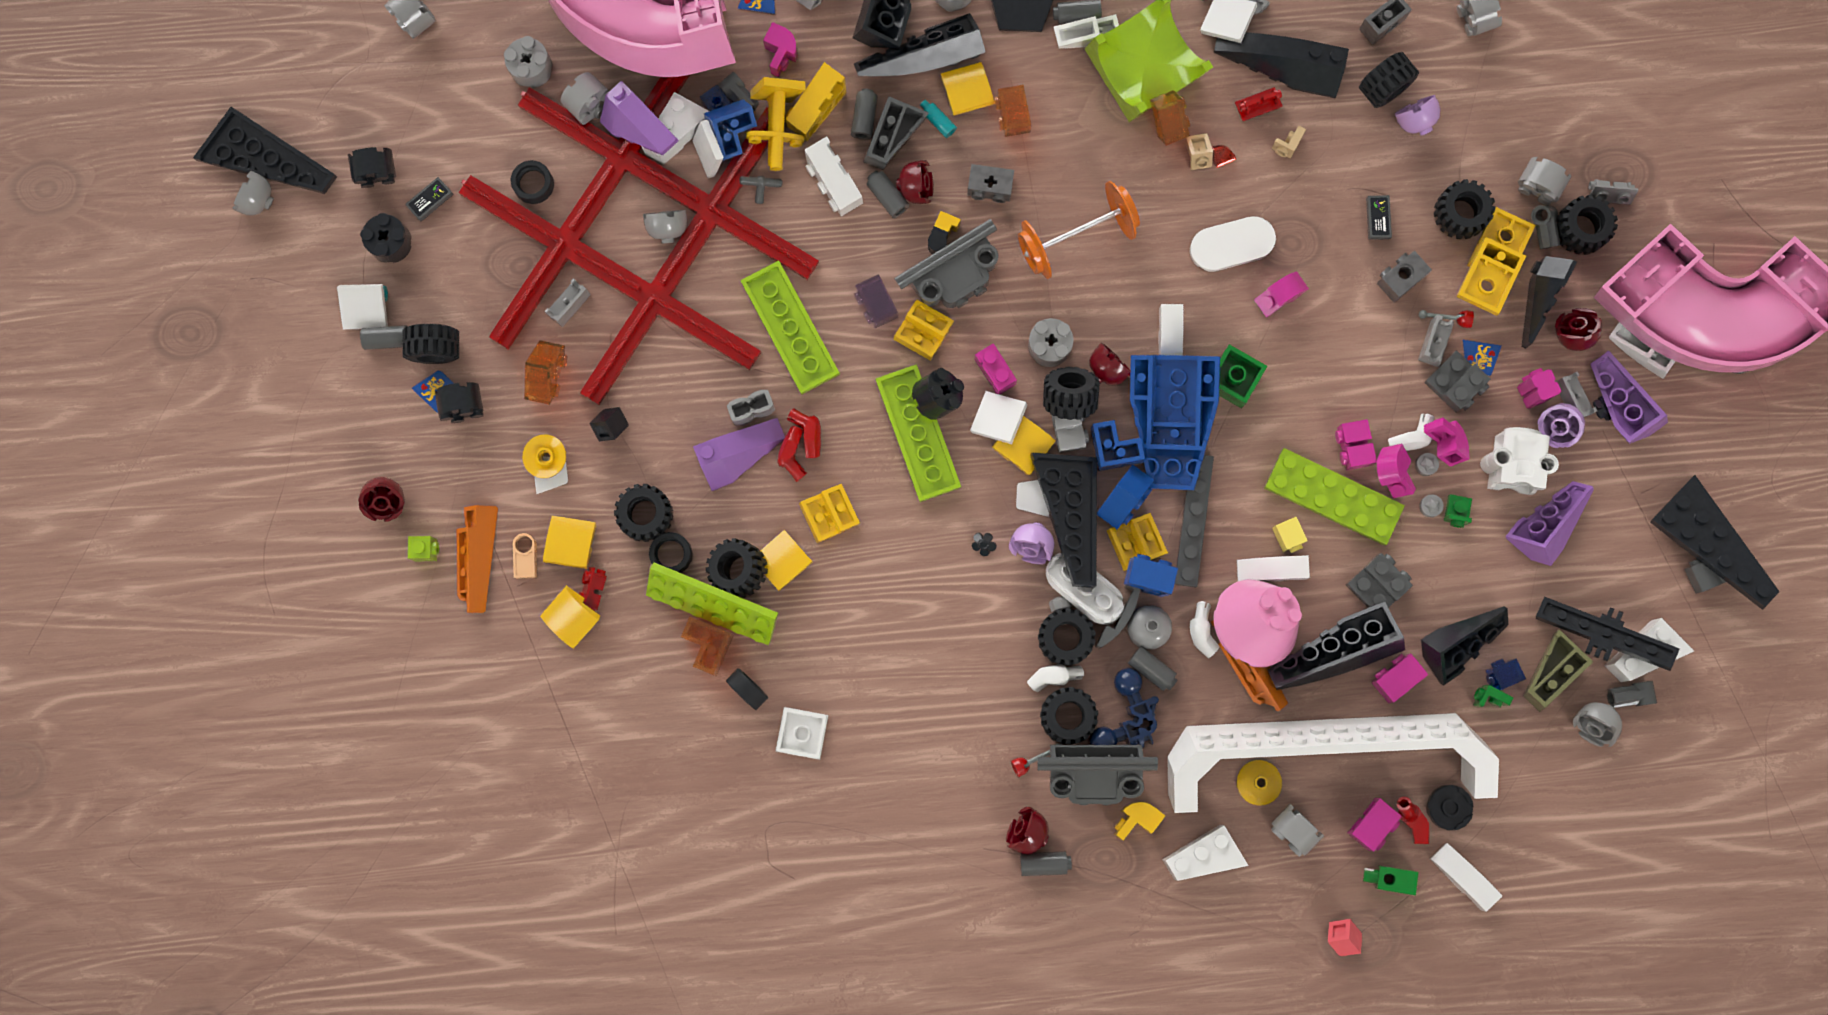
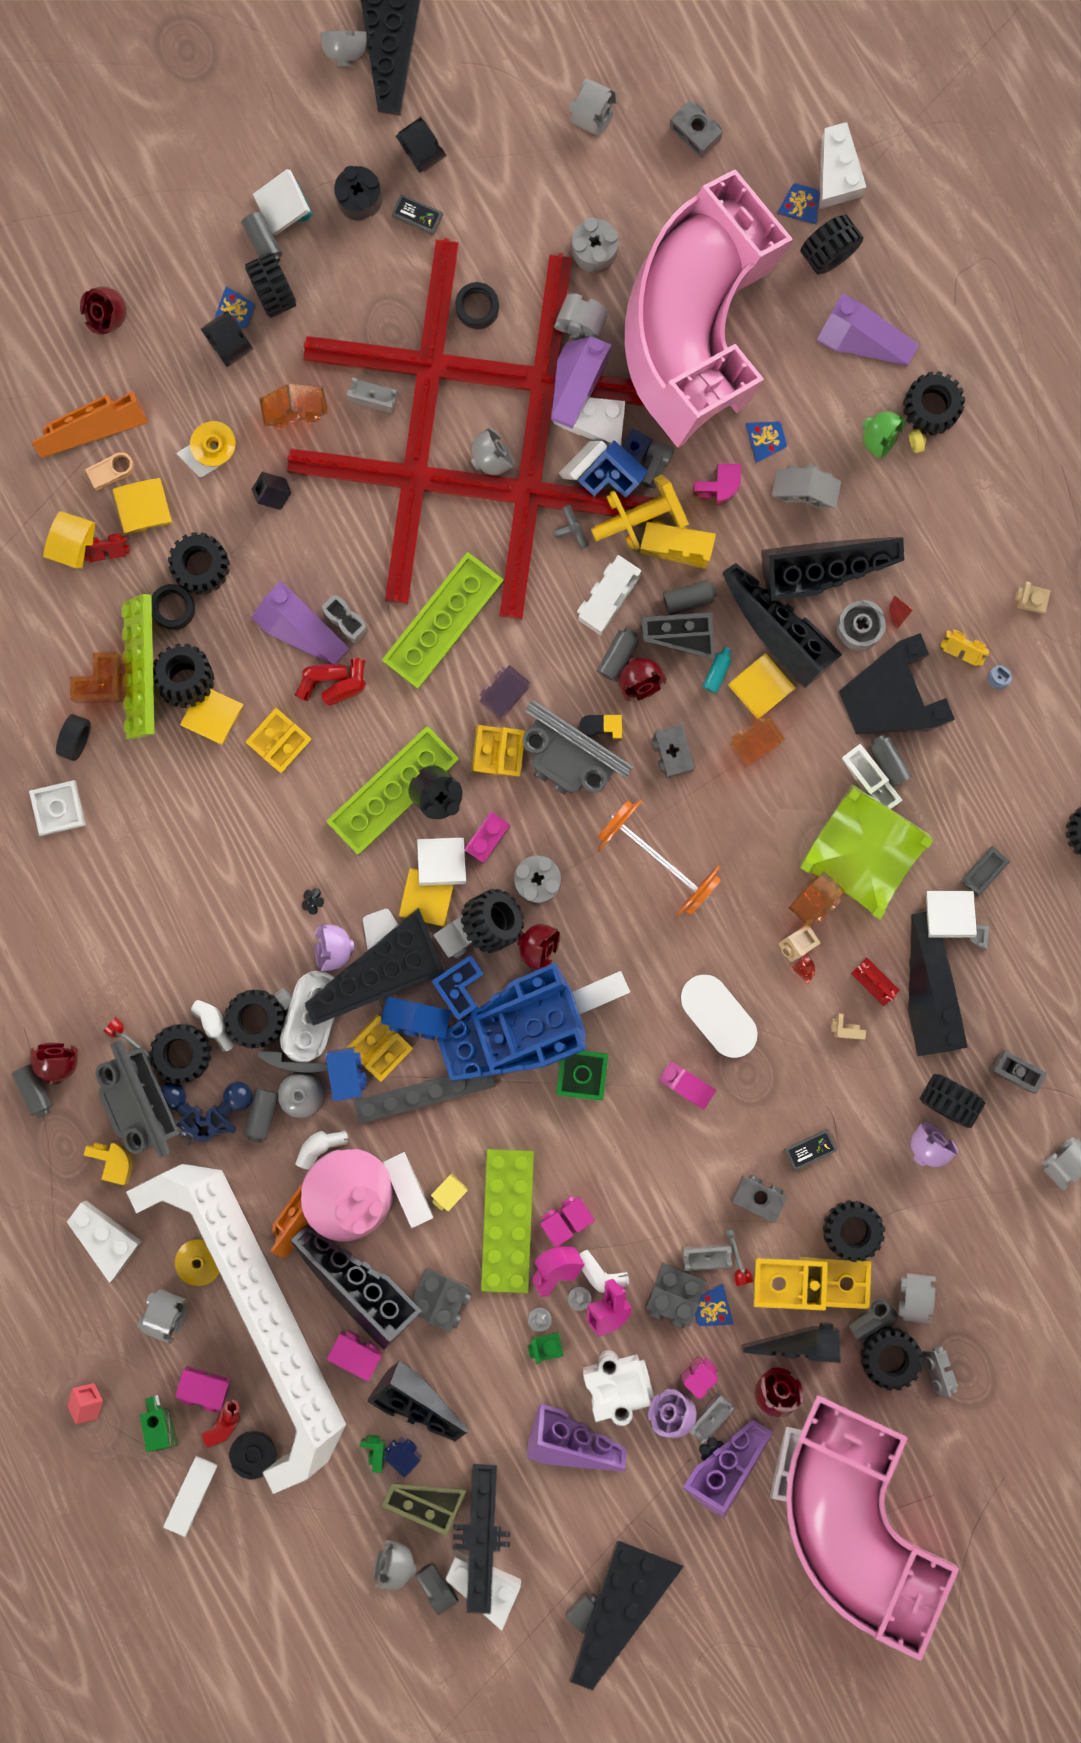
camera: 65 degrees right, 5 degrees up
(422, 548) = (74, 371): lime brick -> none

